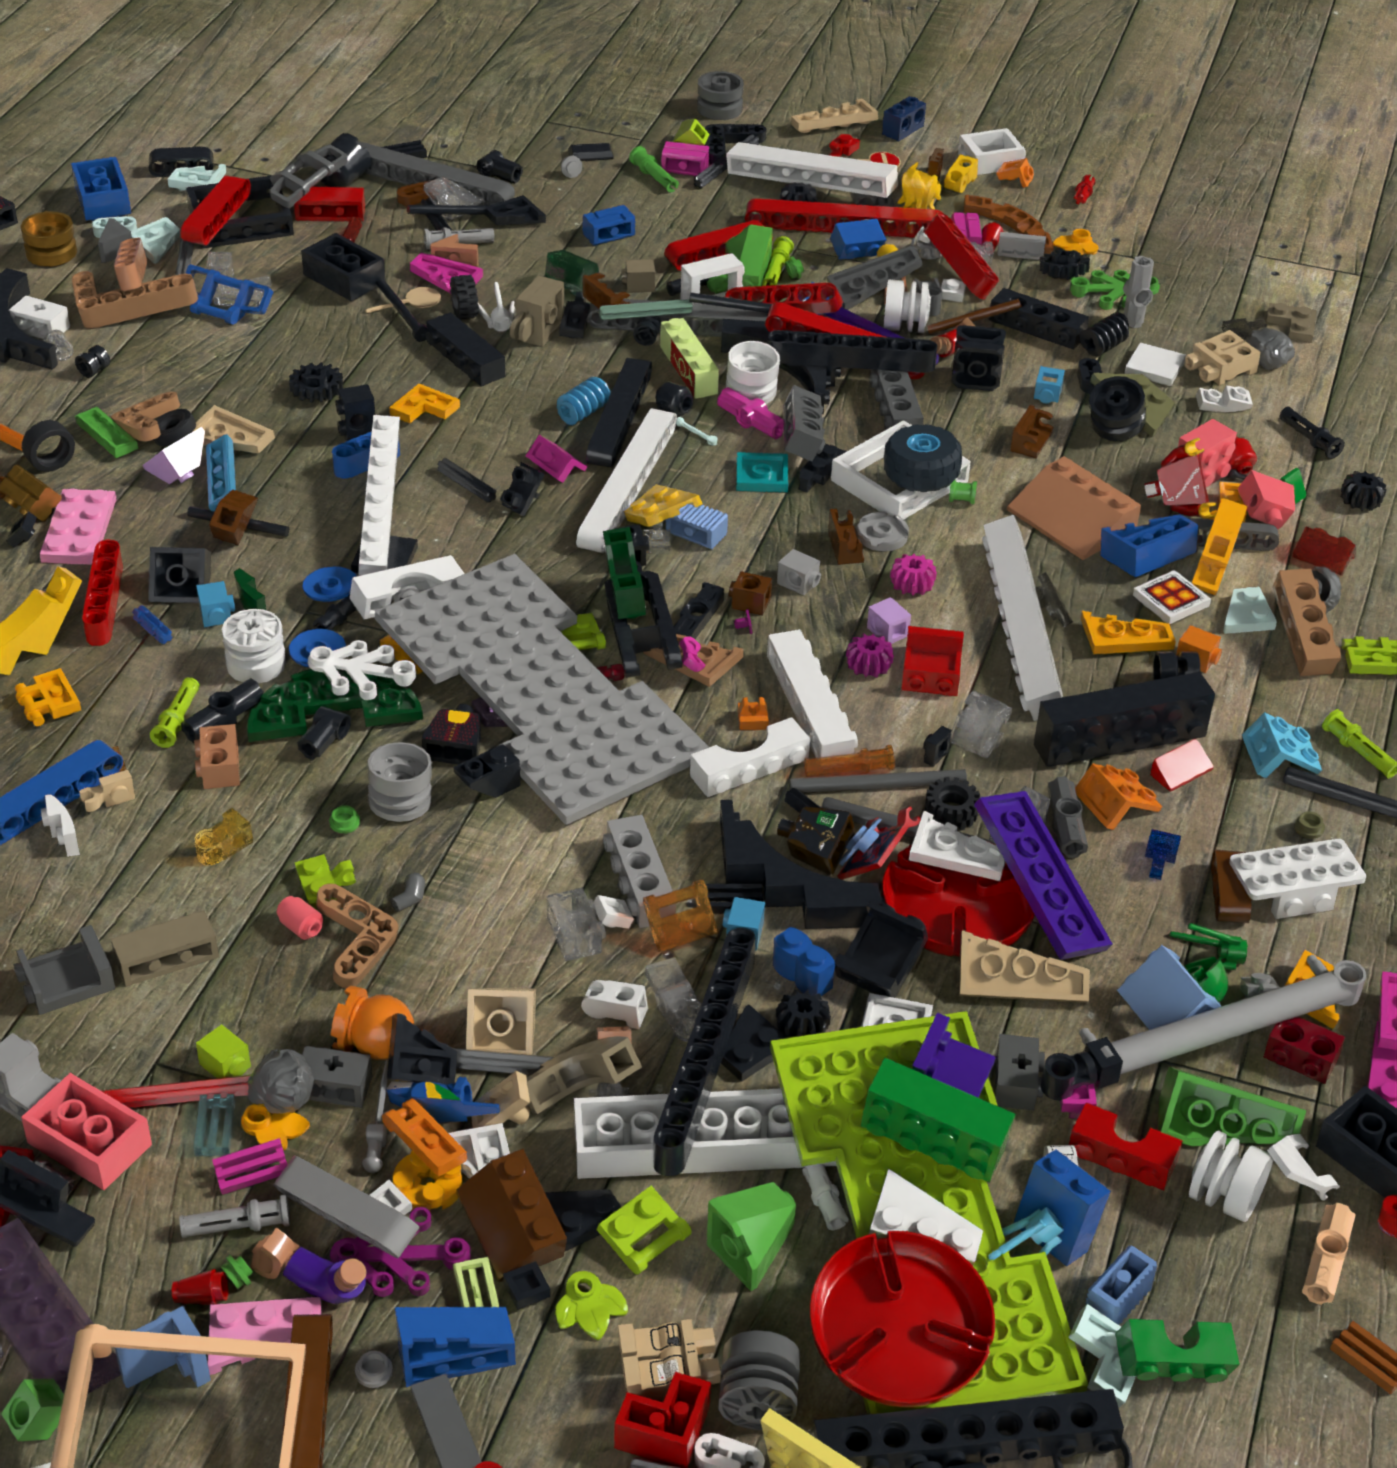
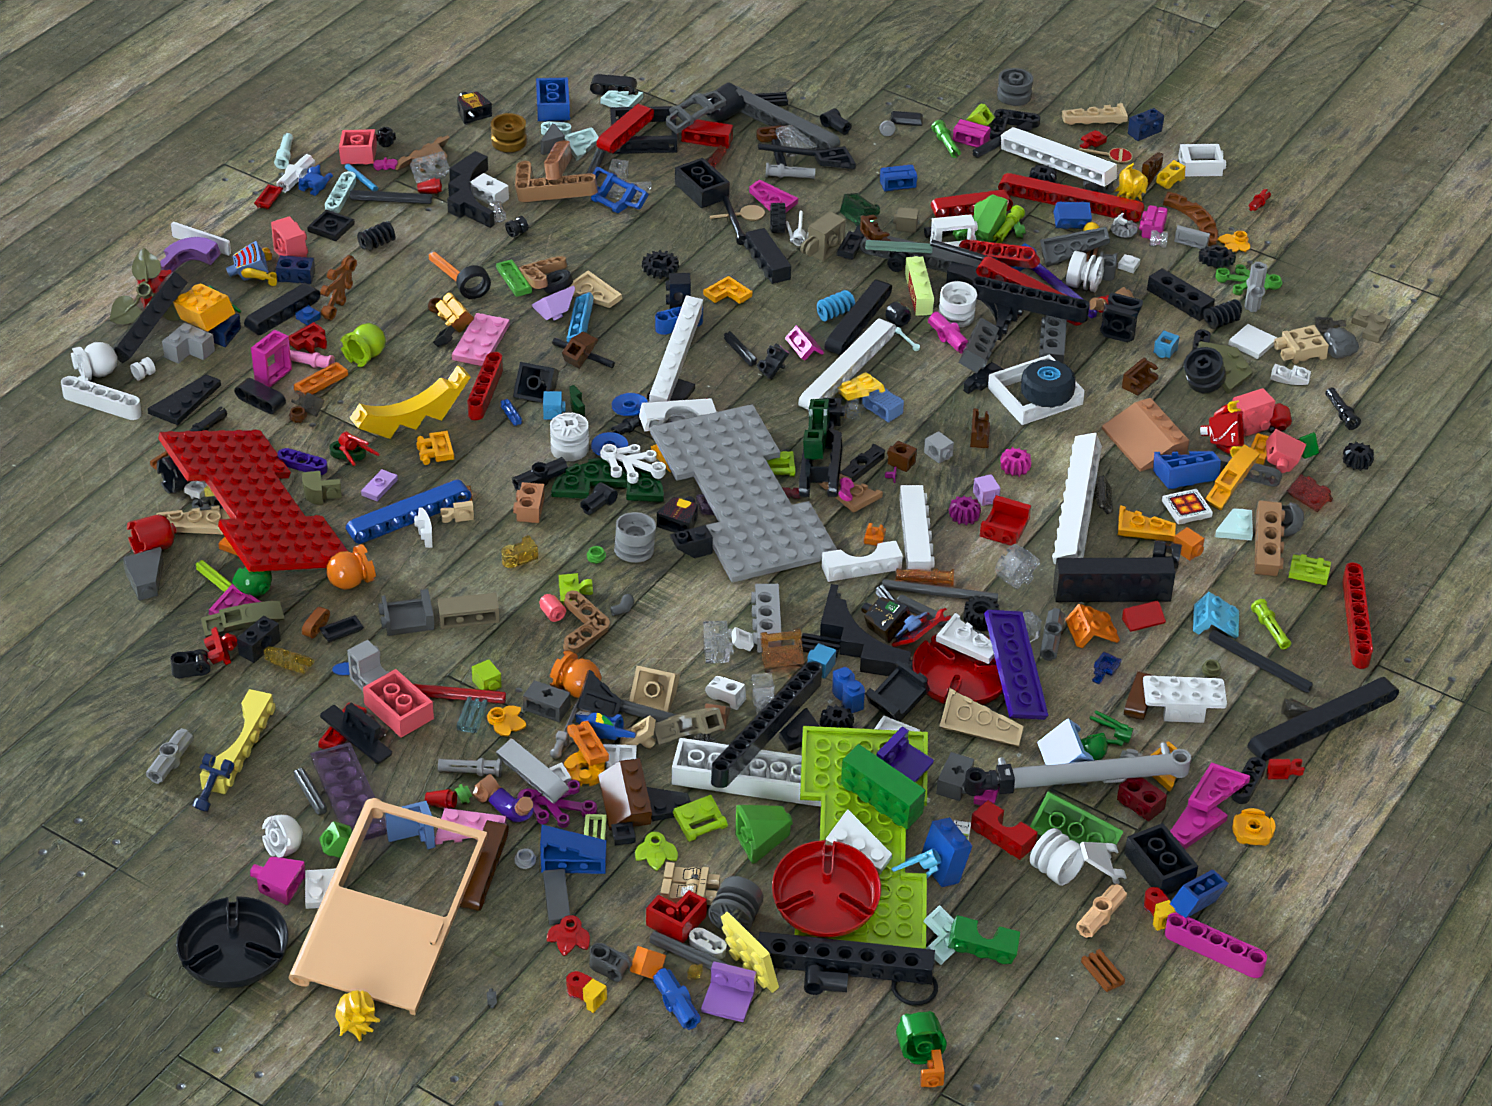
camera: 15 degrees right, 0 degrees up
(171, 718) = (506, 474): lime pin -> none
(248, 1161) = (486, 738): dark pink tile -> none
(281, 1081) = (514, 697): dark grey hair -> none
(453, 250) = (781, 181): nougat slope -> none
(762, 472) = (941, 375): teal tile -> none
(825, 1196) = (812, 820): white pin -> none
(882, 531) = (1008, 429): light grey tile -> none
(937, 745) = (985, 575): black plate -> none
(961, 255) = (1141, 239): red beam -> none
(963, 491) = (1073, 411): bright green bush -> none
(974, 316) = (1133, 286): reddish brown bar -> none
(991, 233) = (1172, 225): red cone -> none
(1014, 169) = (1214, 177): orange bracket -> none
(1122, 1285) = (966, 900): medium blue brick -> none

